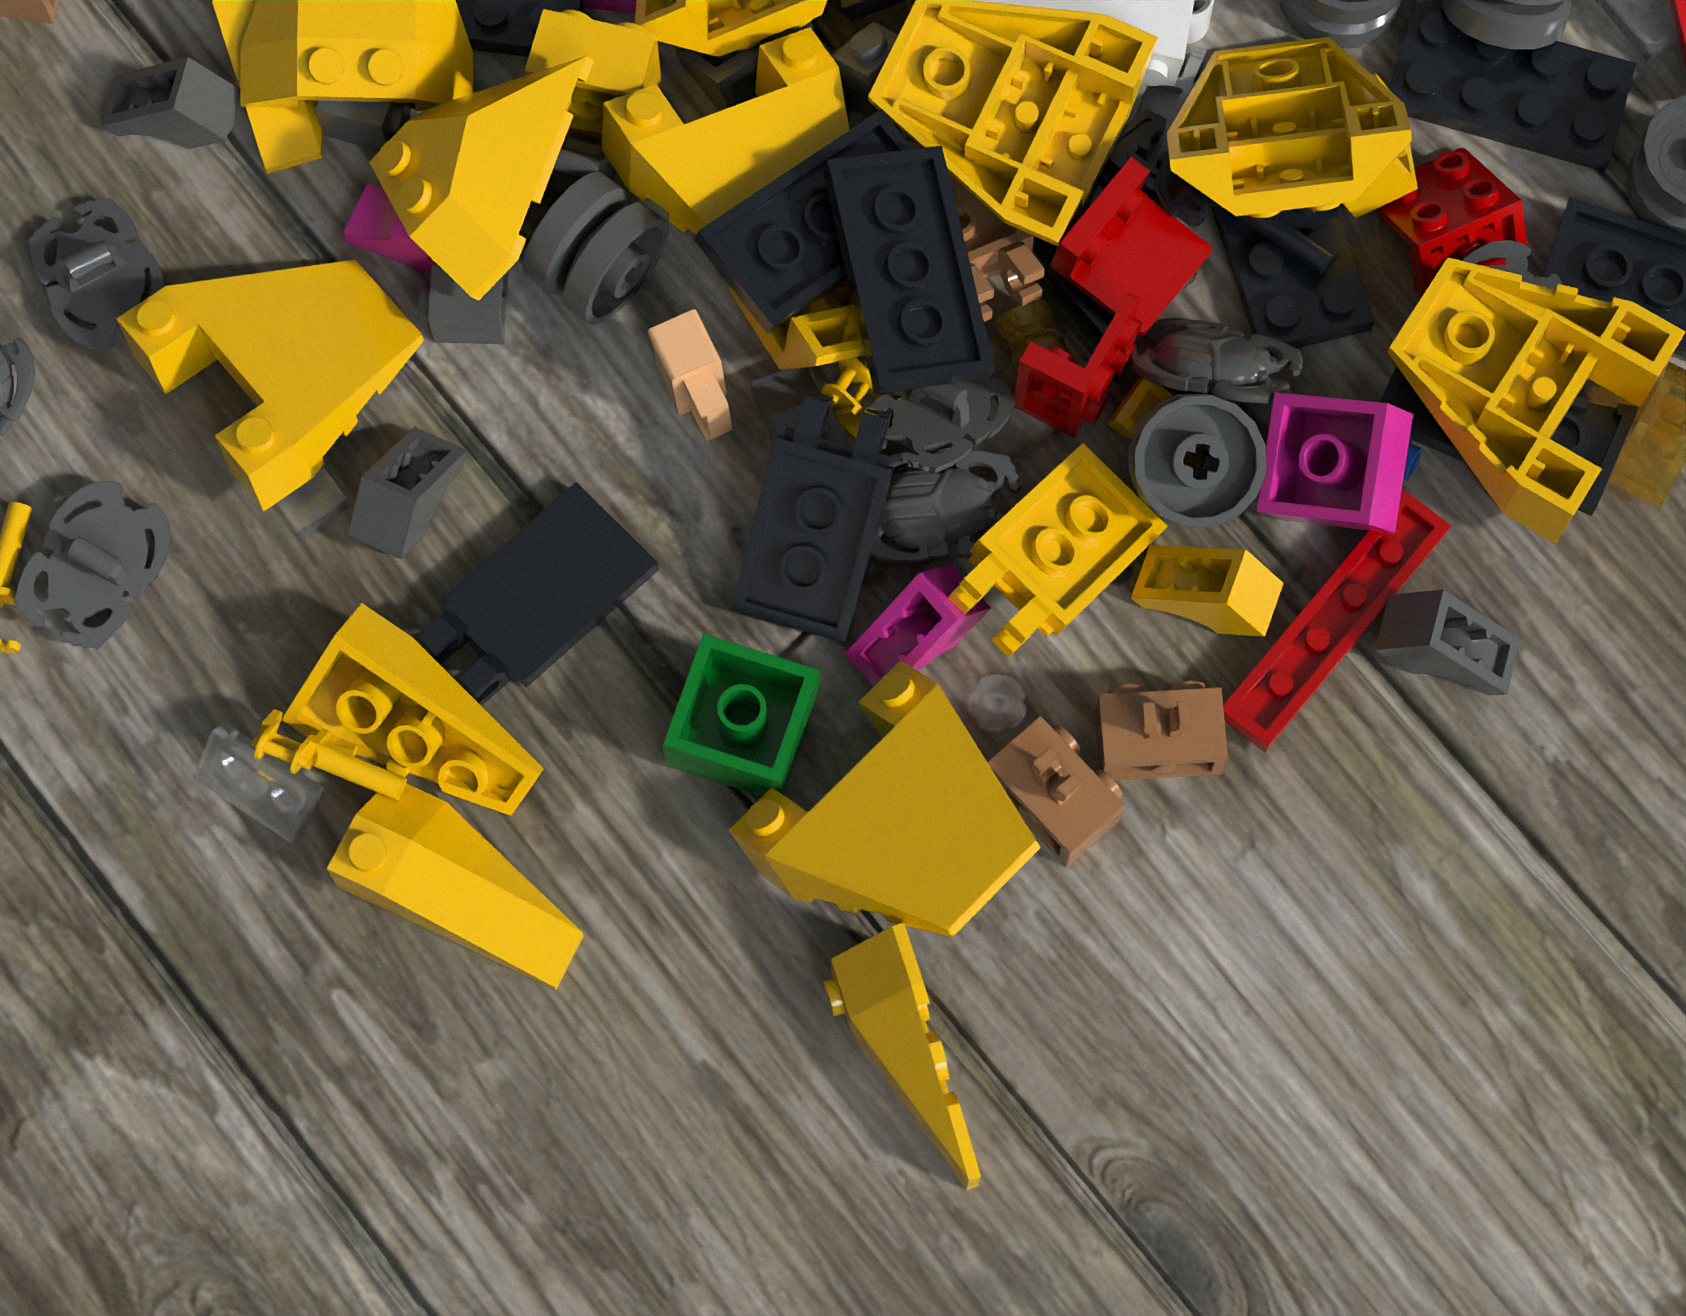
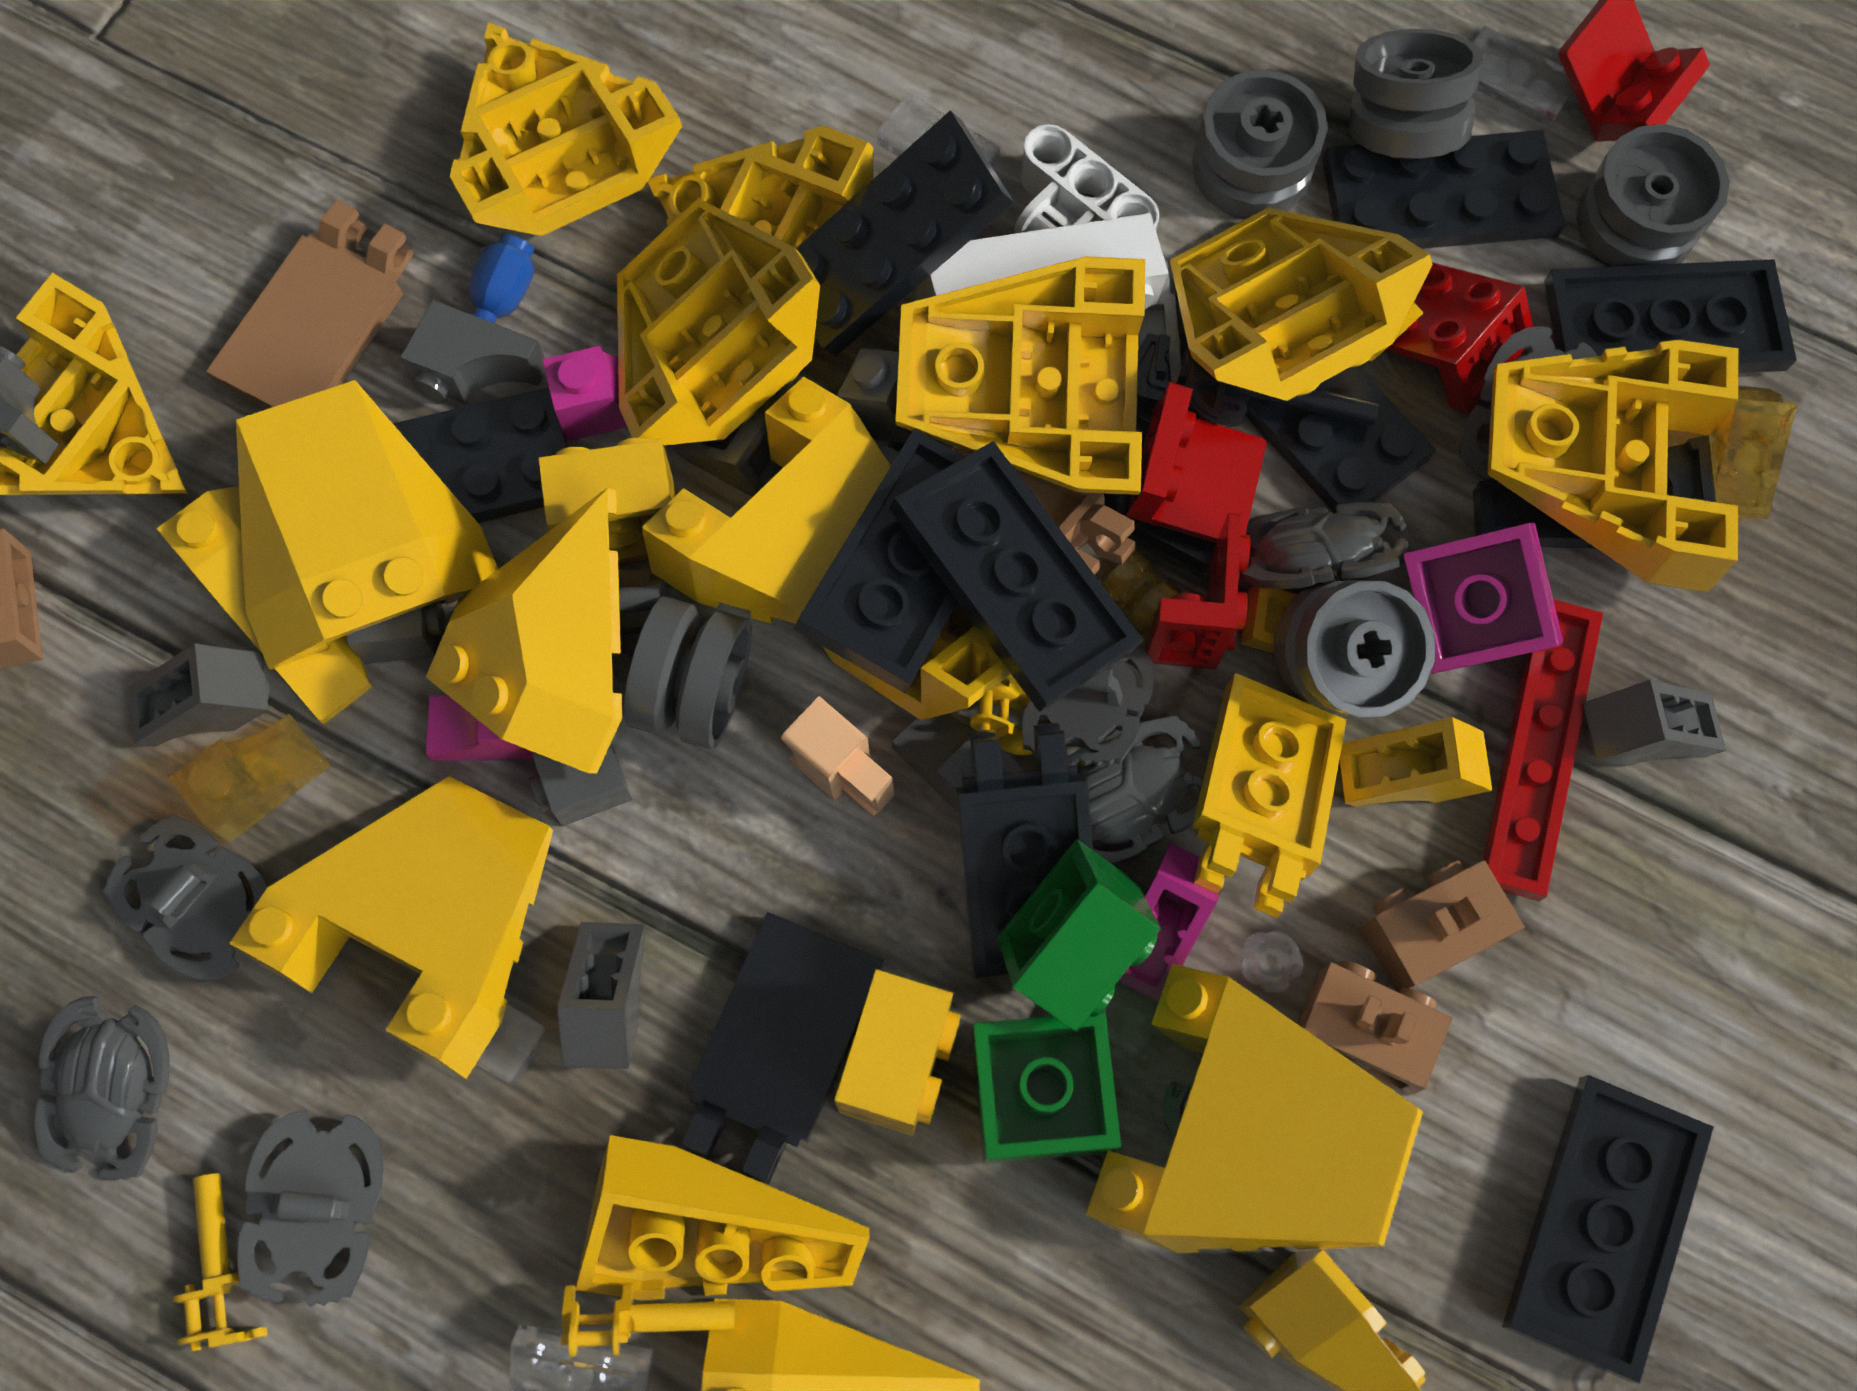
camera: 25 degrees left, 0 degrees up
(187, 192) = (250, 777): none -> clear yellow arch
(629, 636) = (895, 1054): none -> yellow brick
(822, 595) = (1078, 936): none -> green brick
(1181, 1039) = (1608, 1228): none -> black plate

